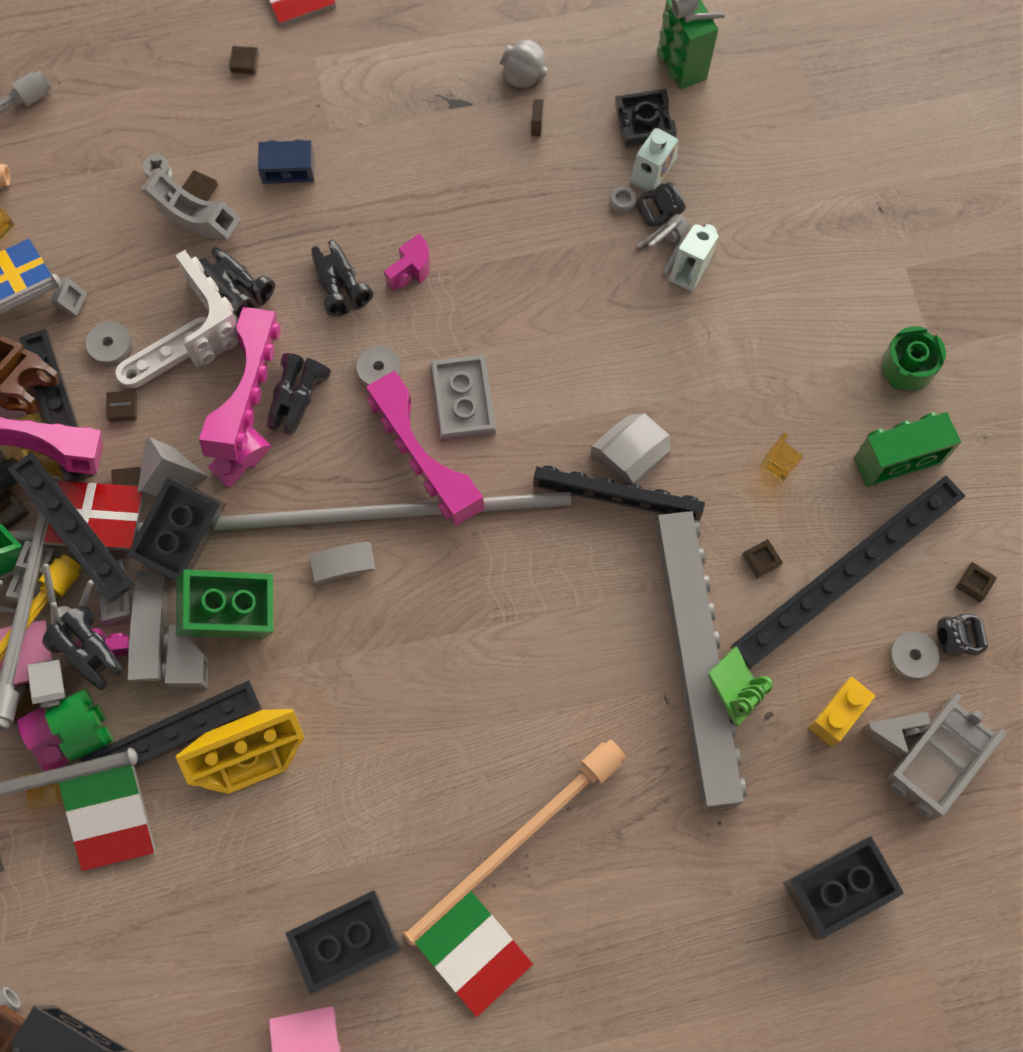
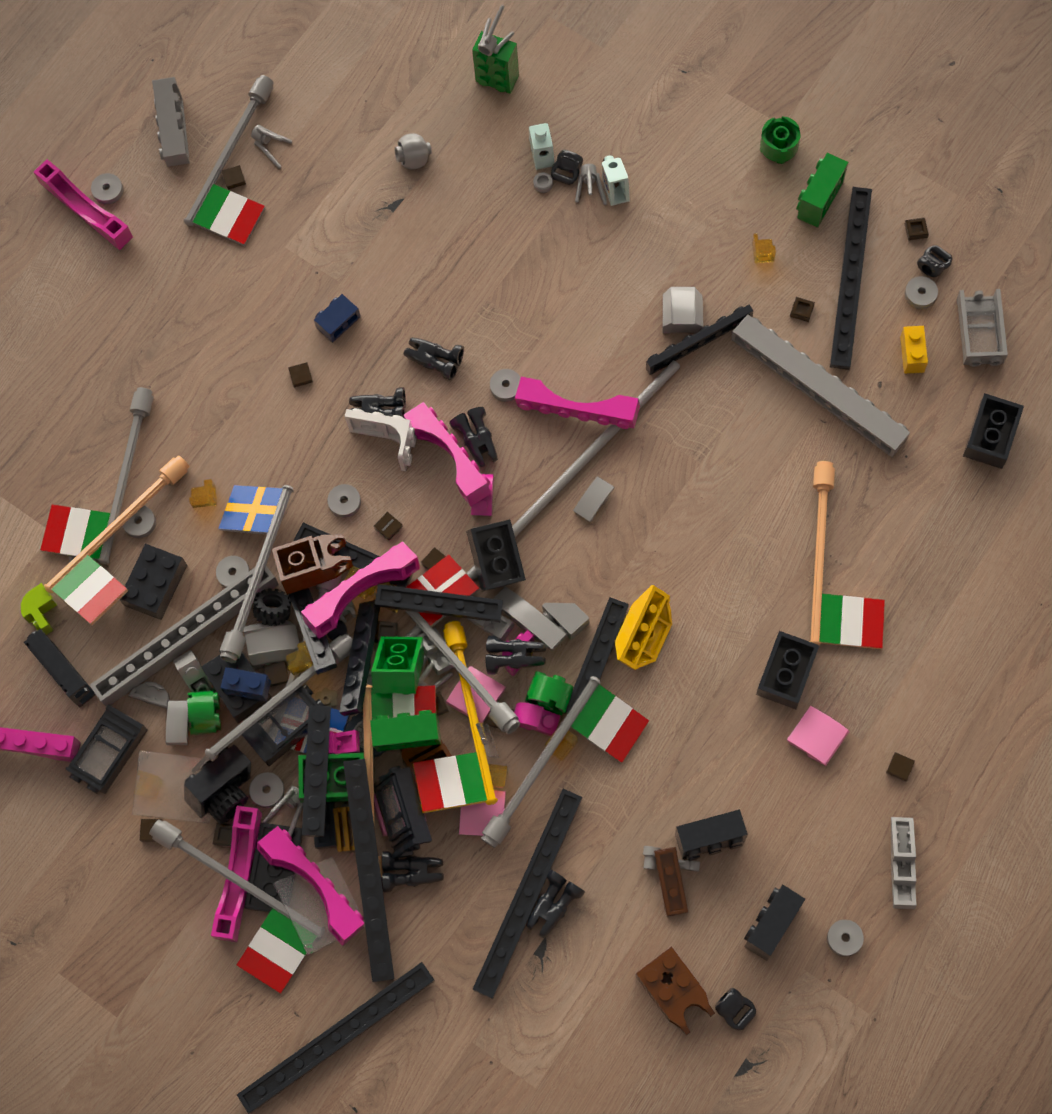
camera: 35 degrees left, 0 degrees up
(46, 682) = (512, 687): light grey slope -> none
(57, 613) = (479, 653): light grey plant -> none
(68, 297) = (297, 497): light grey tile -> none
(156, 161) = (272, 388): light grey wheel -> none
(157, 357) = (383, 477): white plate -> none
(163, 462) = (451, 536): light grey slope -> none
(201, 217) = (315, 391): light grey arch -> none
(224, 604) = (561, 569): green brick -> none
(244, 59) = (246, 282): dark brown tile -> none
(413, 263) = (467, 312): dark pink brick -> none
(463, 397) = (566, 361): light grey tile -> none
(537, 117) = (451, 175): dark brown tile -> none
(648, 115) = (512, 122): black brick -> none
(737, 686) = (857, 382): bright green hinge -> none
(890, 732) = (947, 337): light grey slope -> none

